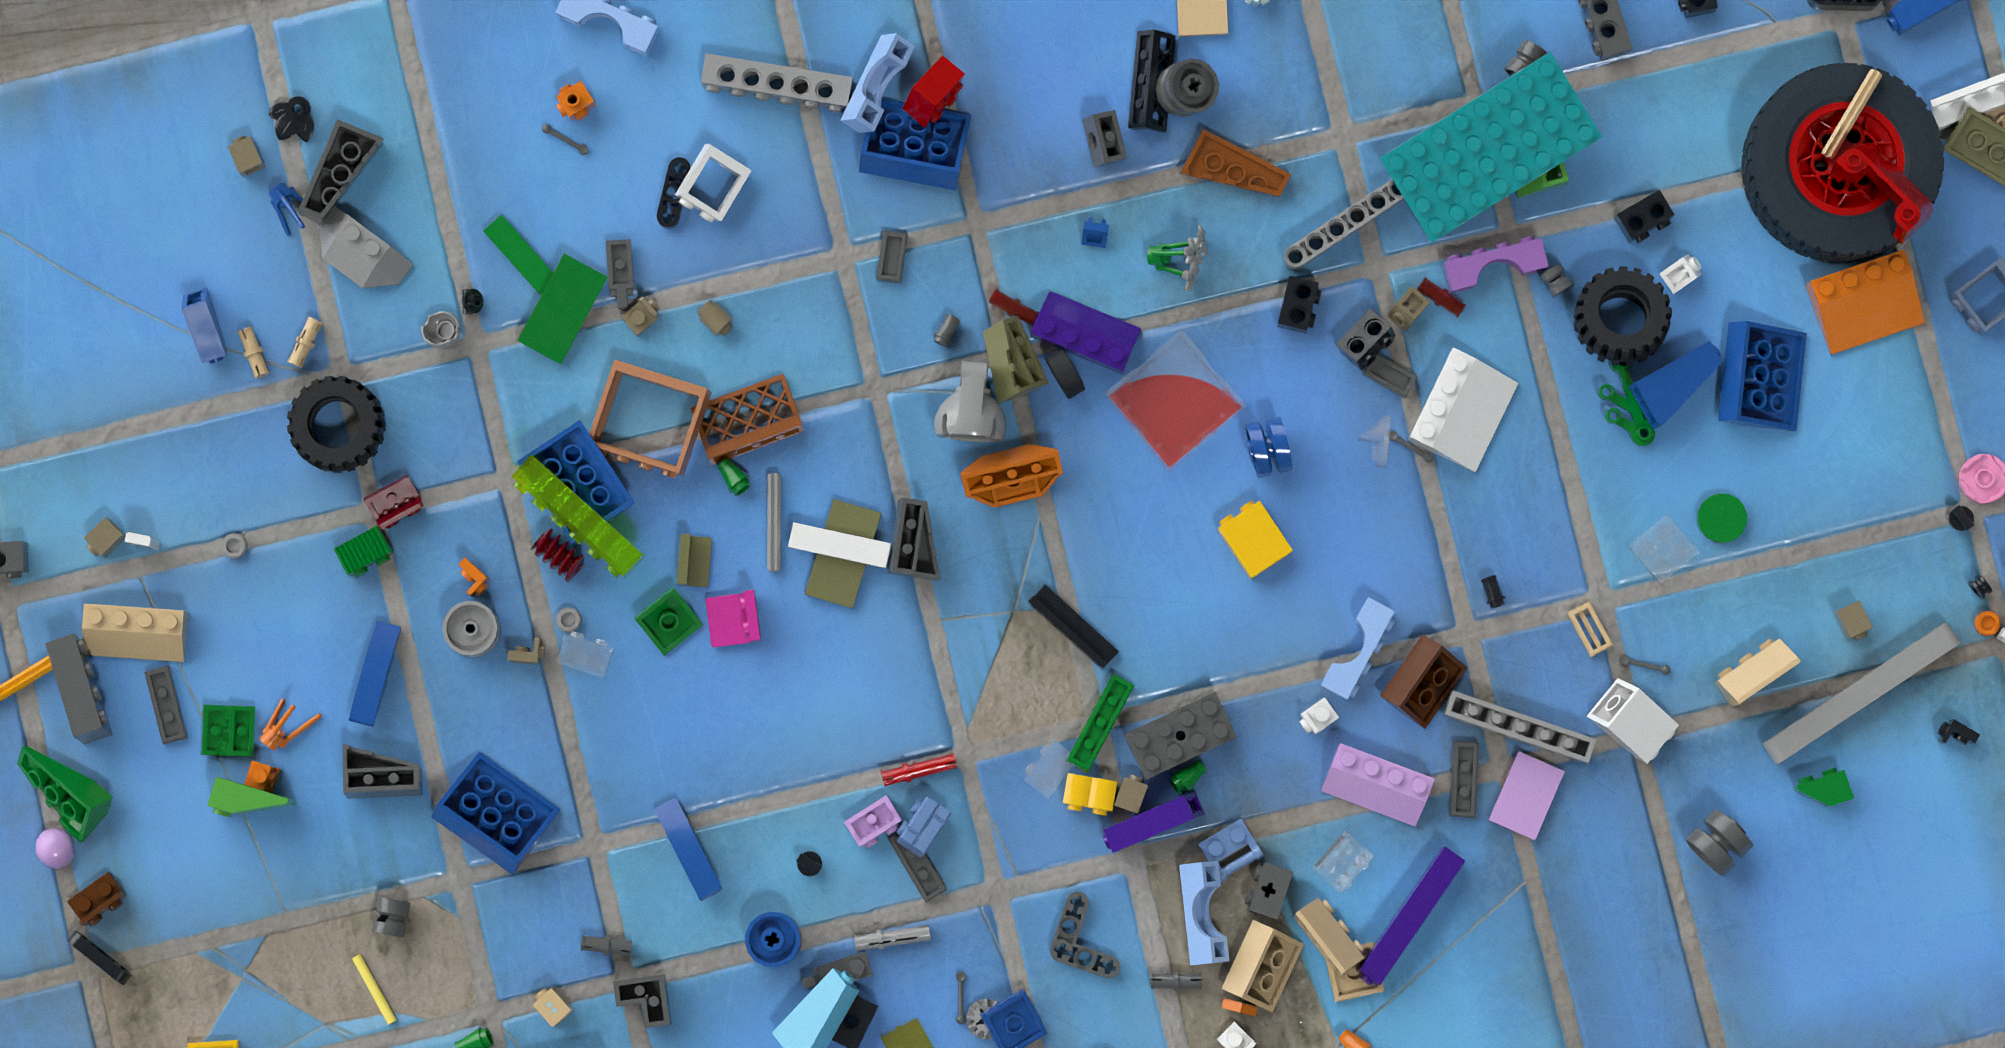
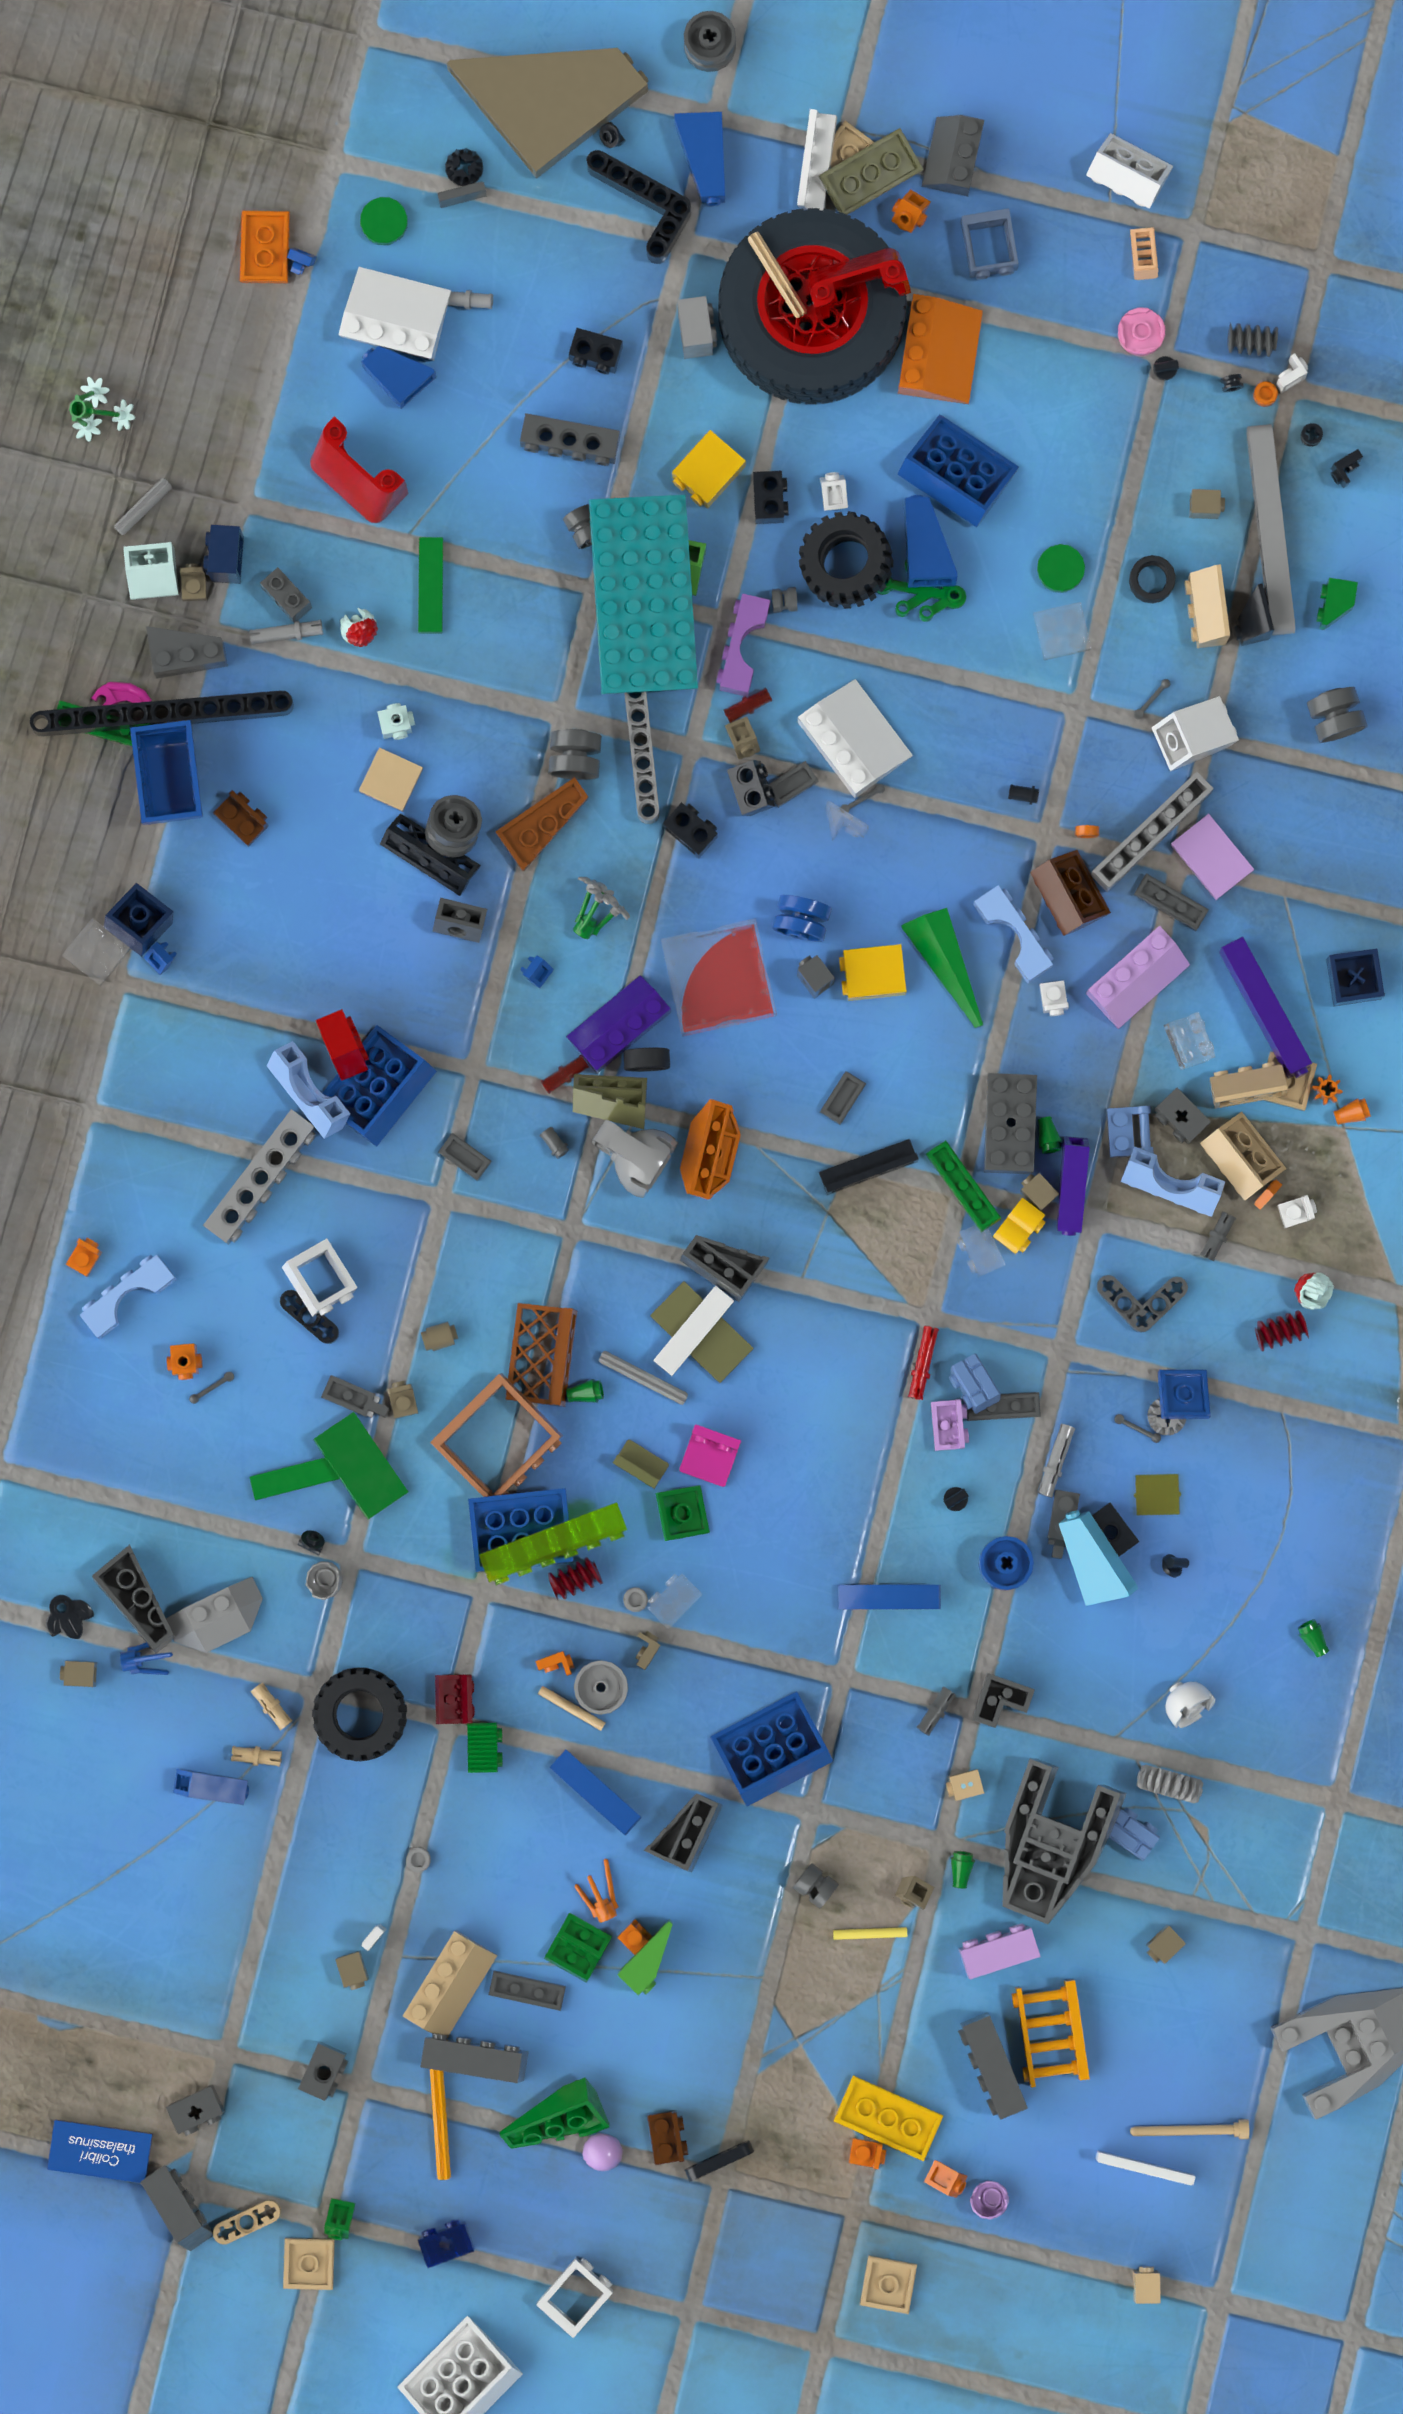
camera: 65 degrees left, 0 degrees up
(430, 1009) = (914, 1892): none -> dark tan brick
(440, 612) = (571, 1708): none -> tan bar
(1125, 571) = (842, 1098): none -> dark grey tile
(1222, 486) = (815, 975): none -> dark grey brick
(1310, 586) = (937, 943): none -> green wedge
(1318, 160) = (575, 746): none -> dark grey wheel
(1368, 1006) = (1332, 1086): none -> orange gear
(1482, 985) = (1355, 977): none -> dark blue brick
(1488, 668) = (1087, 831): none -> orange tile
(1583, 638) = (1102, 738): tan tile -> none
(1640, 148) = (708, 469): none -> yellow brick
(1737, 607) = (1154, 561): none -> black tyre
(1765, 67) = (695, 327): none -> light grey brick
(1767, 720) = (1255, 619): none -> black slope
(1965, 680) = (1305, 438): none -> black bush
(1981, 208) = (910, 211): none -> orange brick

